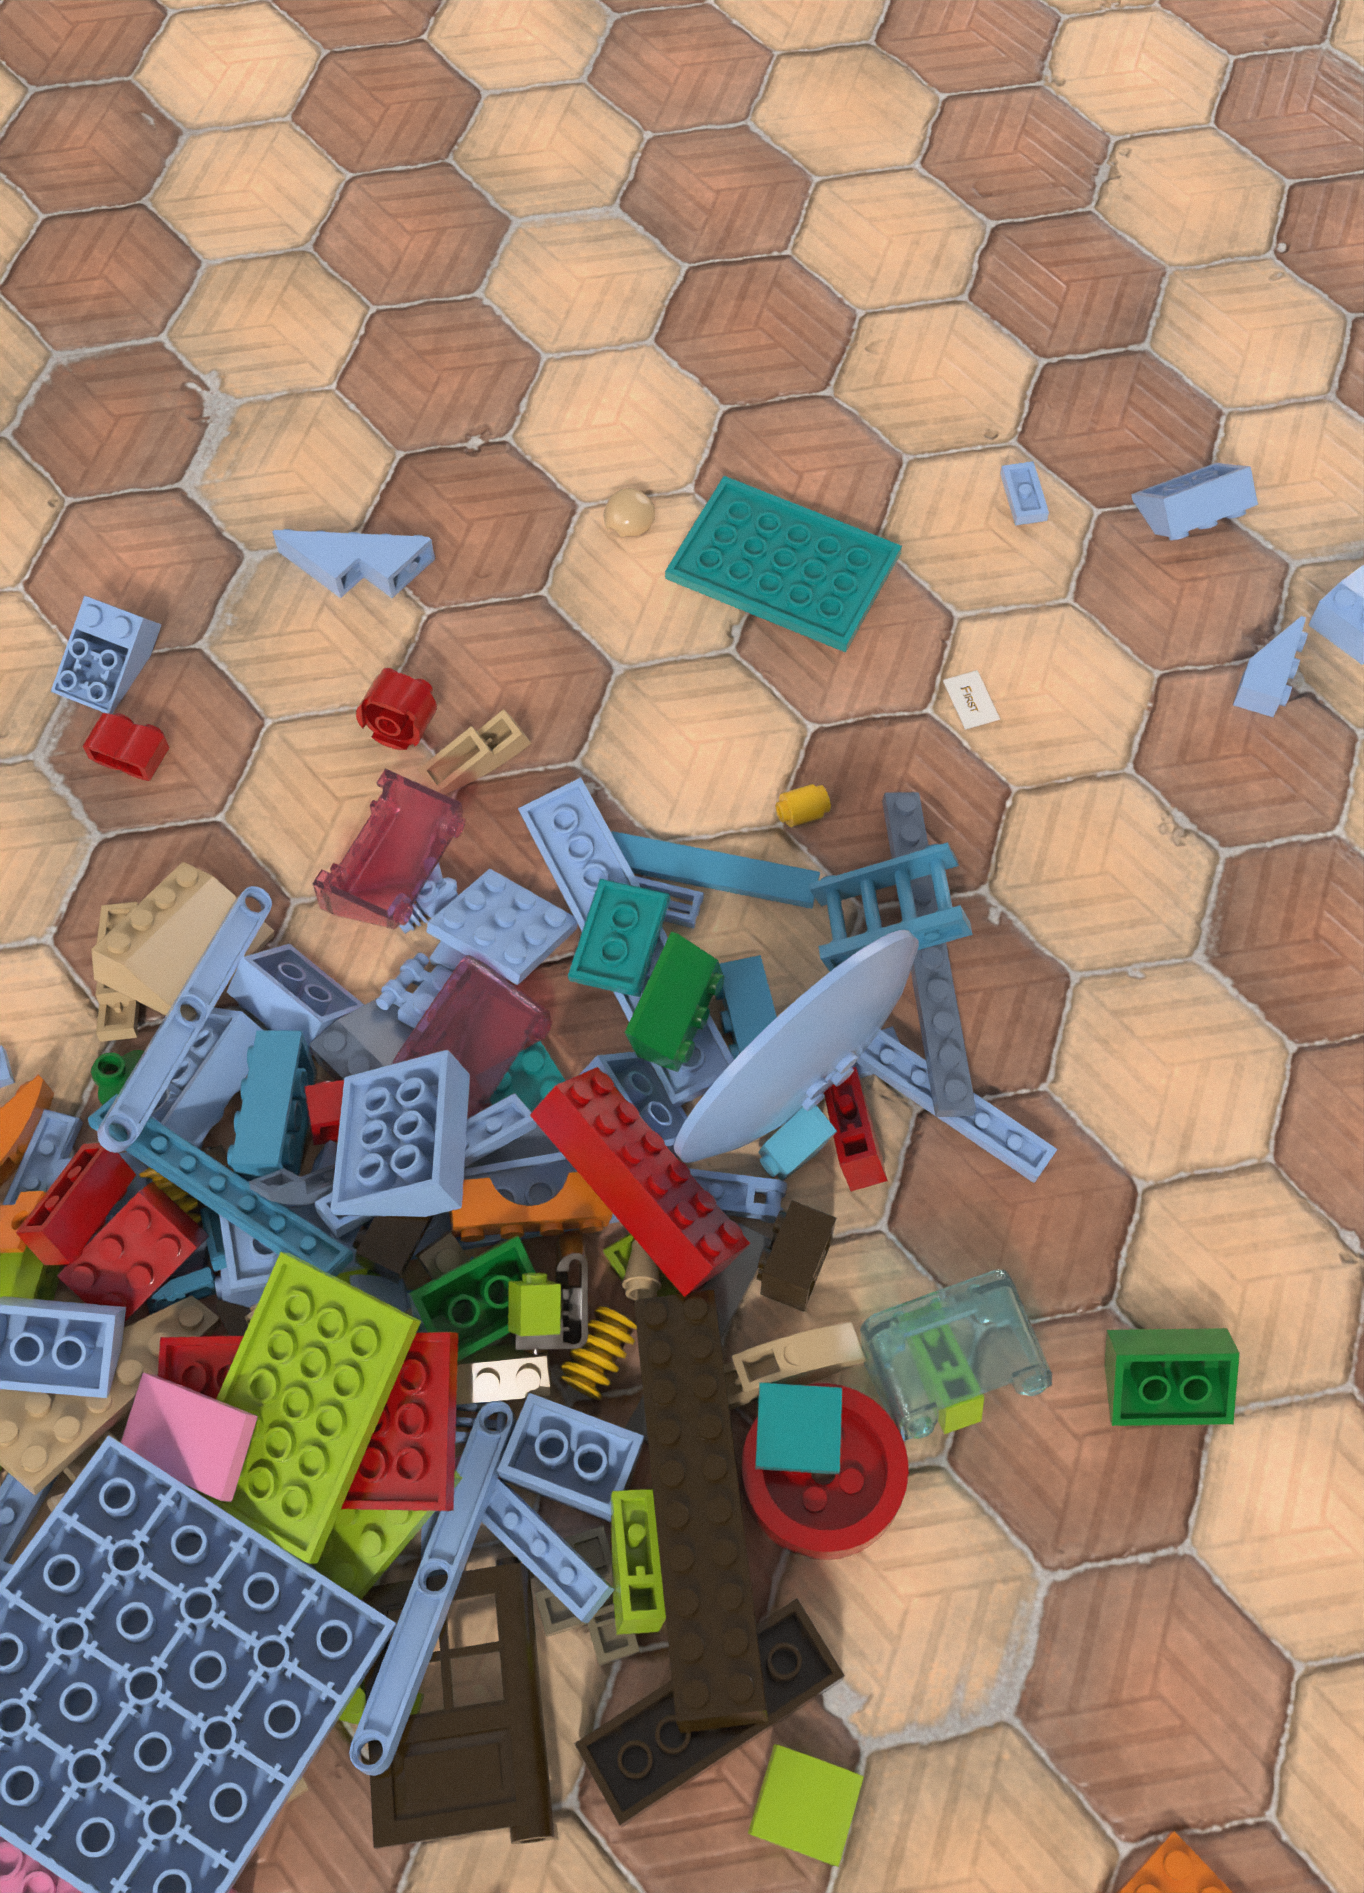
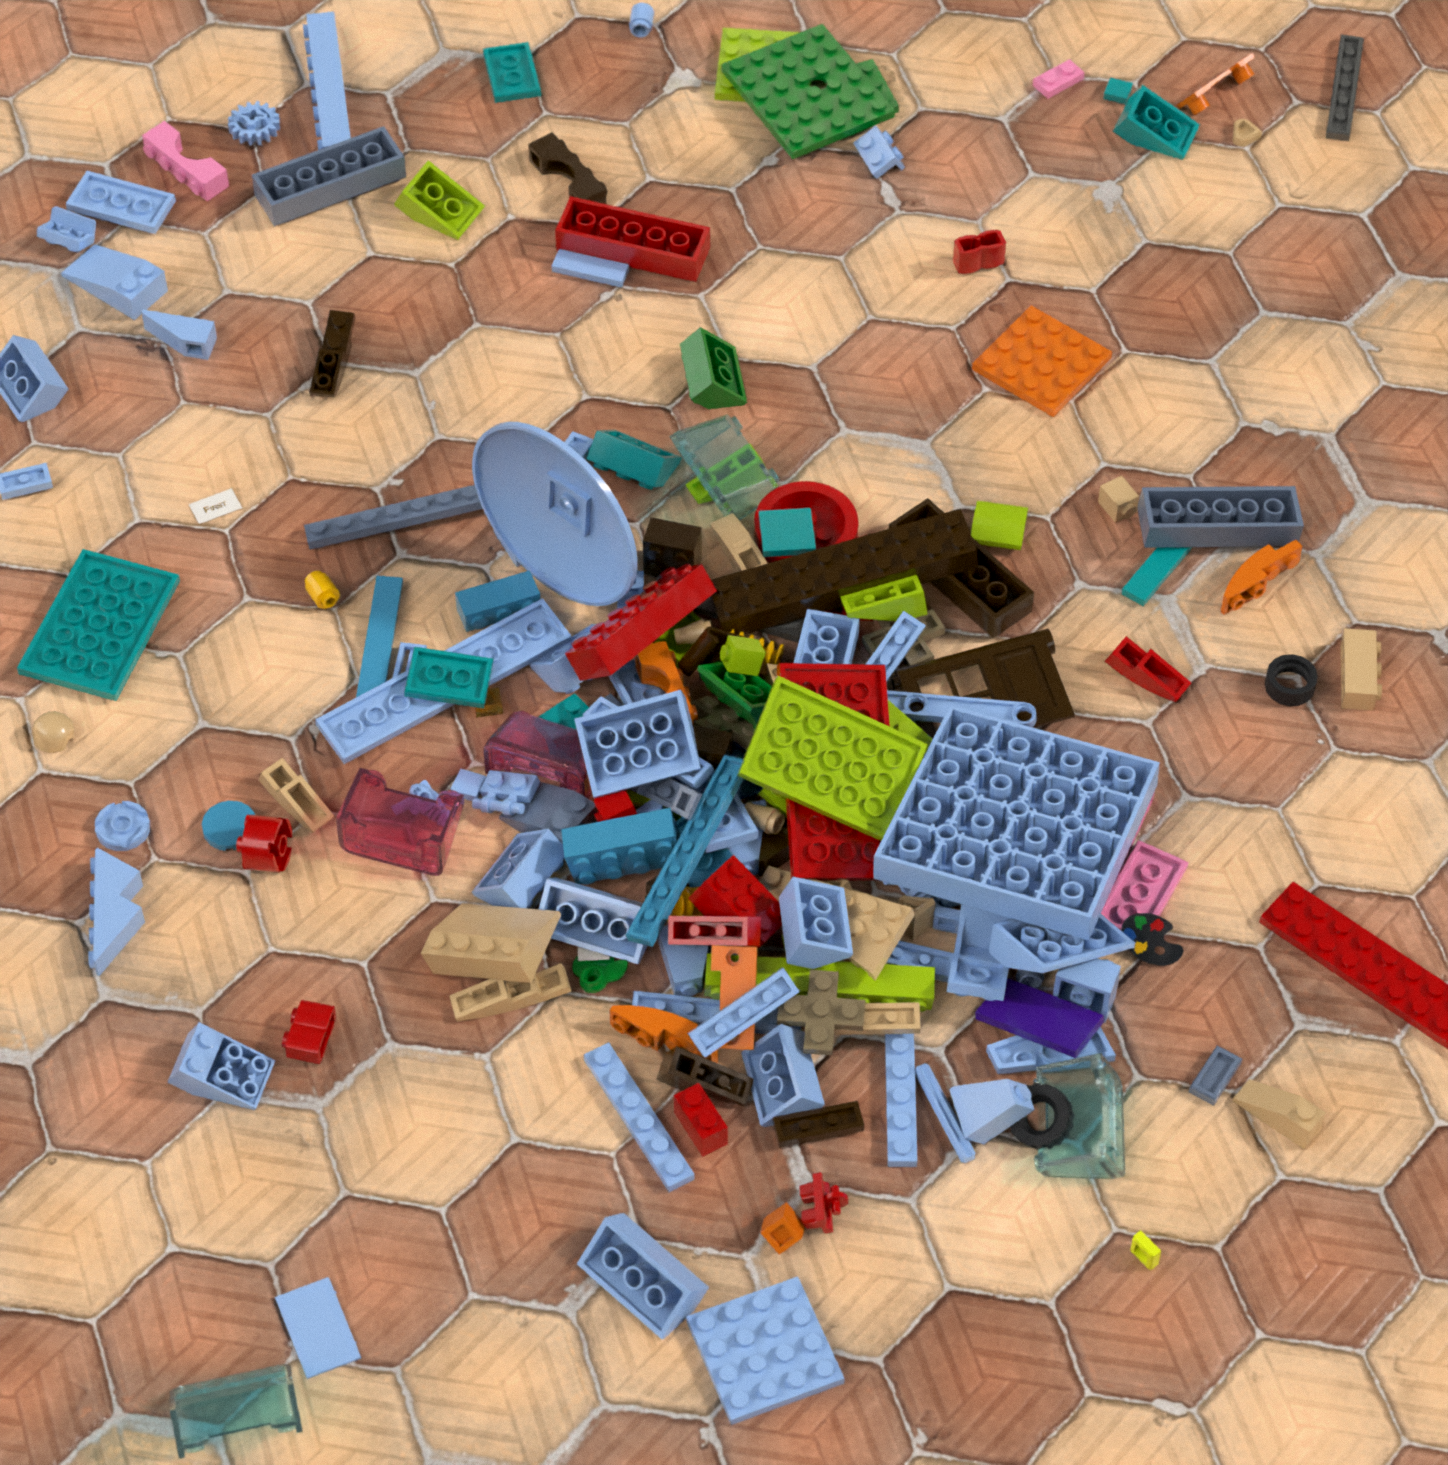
camera: 100 degrees left, 10 degrees down
(176, 1033) = (556, 905): light blue beam -> none
(189, 1435) = (857, 831): bright pink tile -> none
(456, 684) = (225, 824): none -> dark azure tile
(478, 578) = (122, 826): none -> light blue tile
(502, 926) = (447, 748): light blue plate -> none
(586, 998) = (493, 704): none -> clear yellow tile
(674, 1004) = (505, 628): green slope -> none
(930, 930) = (435, 527): dark azure fence -> none
(1002, 1226) = (632, 458): none -> teal slope
(1212, 846) = (333, 355): none -> dark brown slope

